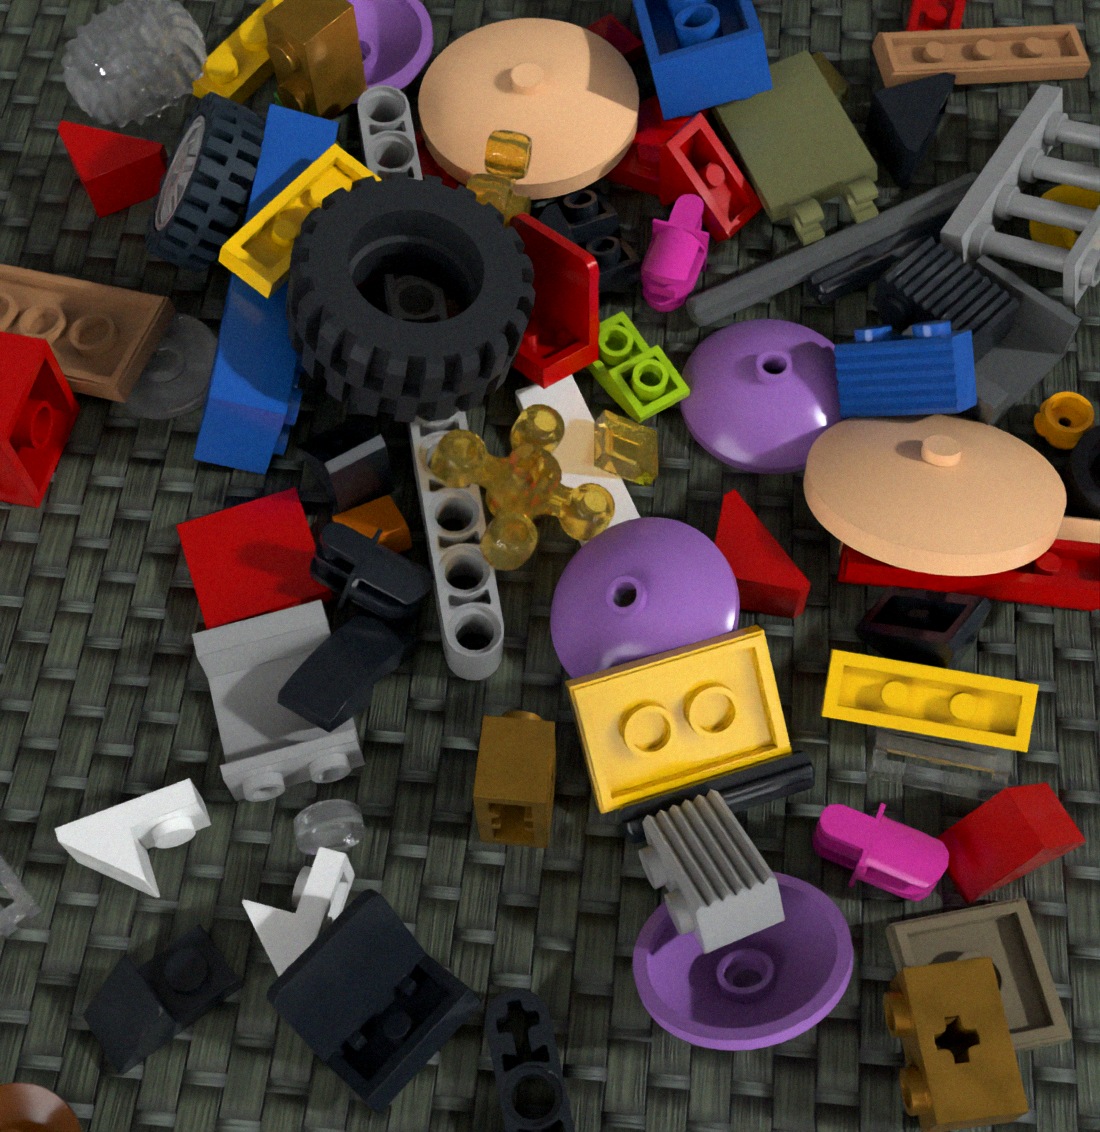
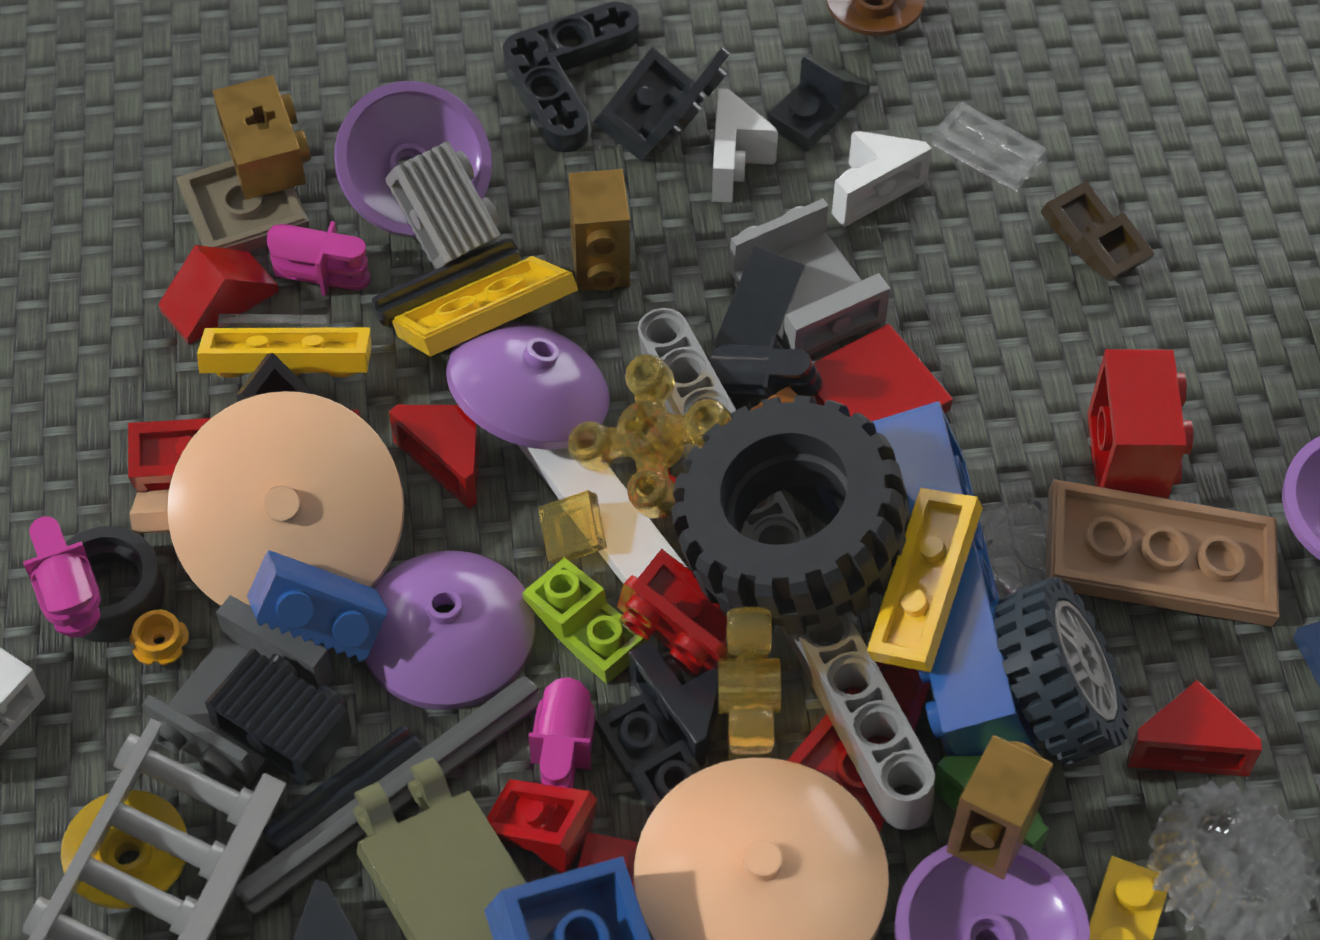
camera: 165 degrees right, 5 degrees down
(329, 824) = (736, 205): clear tile -> none

